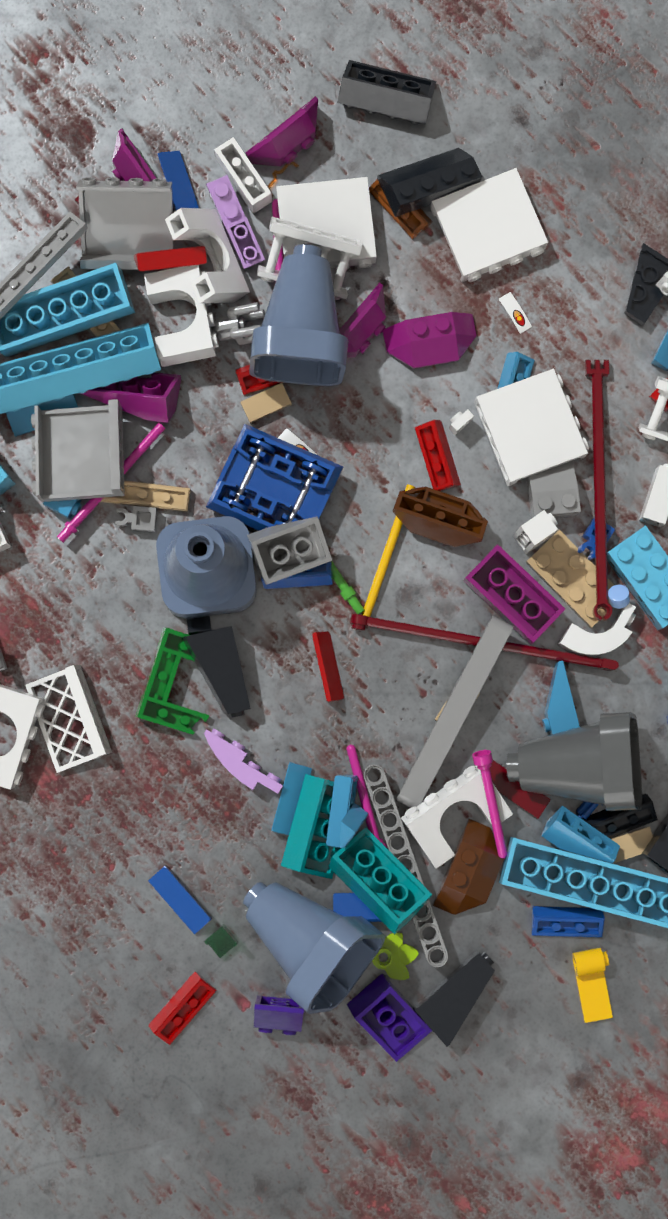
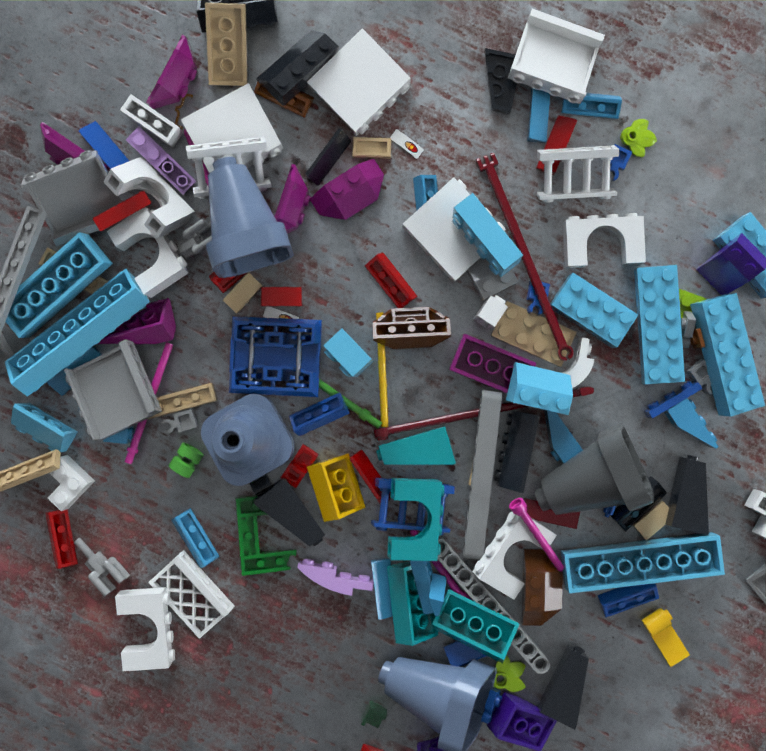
camera: 15 degrees left, 5 degrees up
(98, 656) = (195, 538): none -> dark azure slope
(119, 566) = (183, 466): none -> bright green wheel
(180, 899) = (330, 695): blue slope -> none
(252, 621) = (298, 466): none -> red slope
(283, 661) = (336, 487): none -> yellow slope
(289, 548) = (304, 403): light grey slope -> none
(307, 424) = (281, 296): none -> red slope
(360, 126) = (226, 44): none -> tan plate
(361, 692) = (382, 525): none -> blue fence
(362, 510) = (348, 353): none -> medium azure brick
(366, 976) = (493, 701): none -> blue plate
(387, 707) = (425, 544): none -> teal arch
(398, 656) = (423, 448): none -> teal slope
(422, 292) = (328, 157): none -> black slope
(460, 420) = (397, 247): white plate -> none
(474, 301) = (371, 147): none -> tan tile
(505, 699) = (517, 450): none -> black slope
(558, 638) = (540, 388): none -> medium azure slope
(564, 444) = (486, 235): none -> medium azure brick
(577, 836) = (613, 532): dark azure slope -> none
(618, 596) = (573, 336): light blue piece -> none

